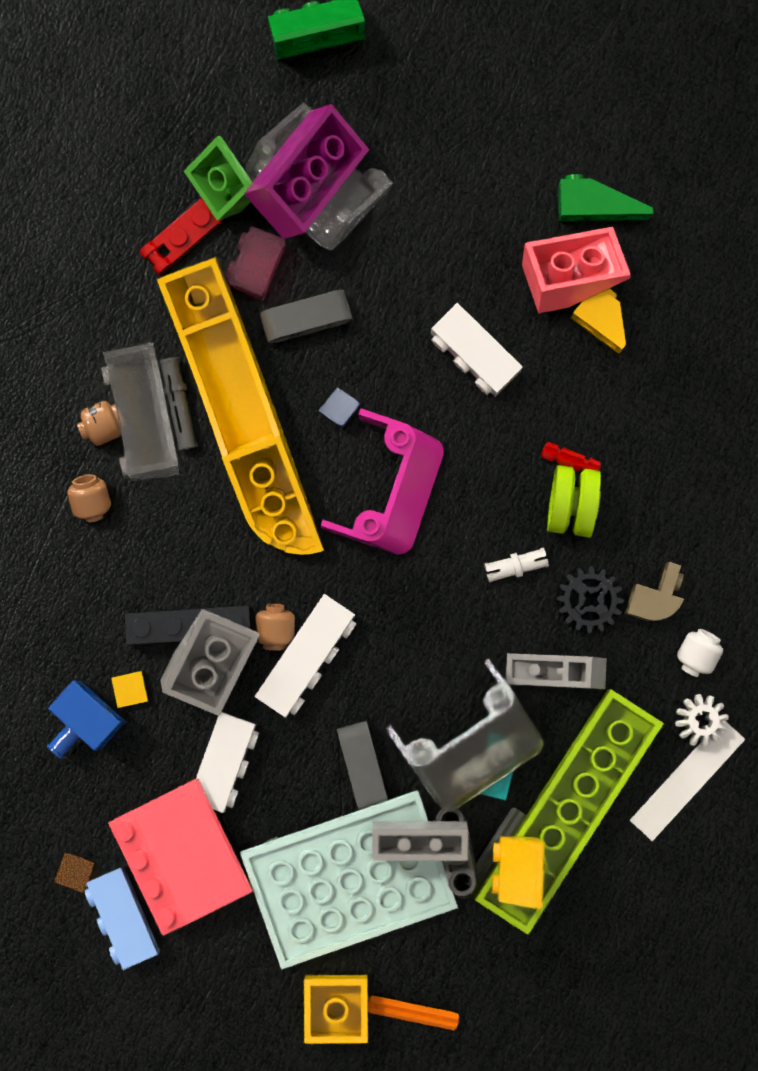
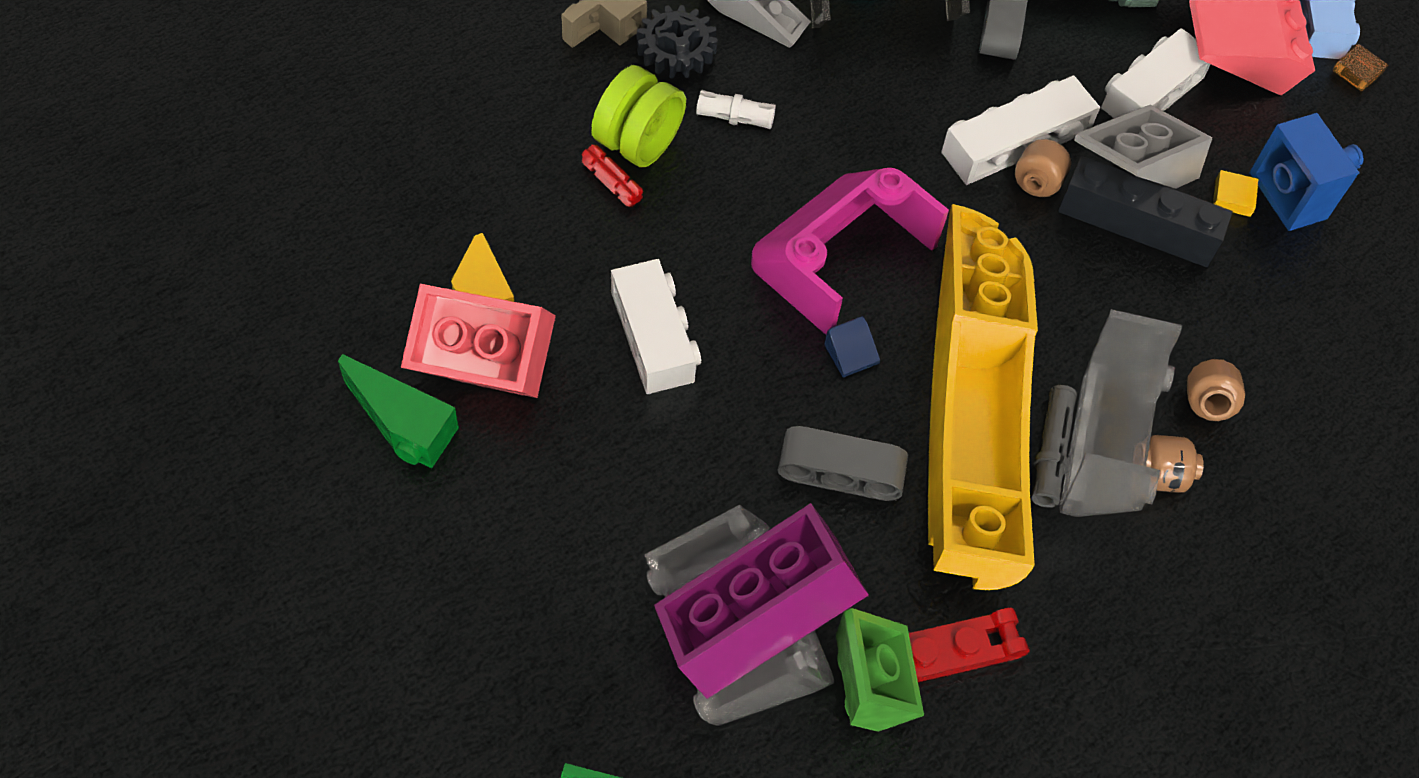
camera: 155 degrees left, 25 degrees down
(256, 262) = (884, 551): clear pink brick -> none

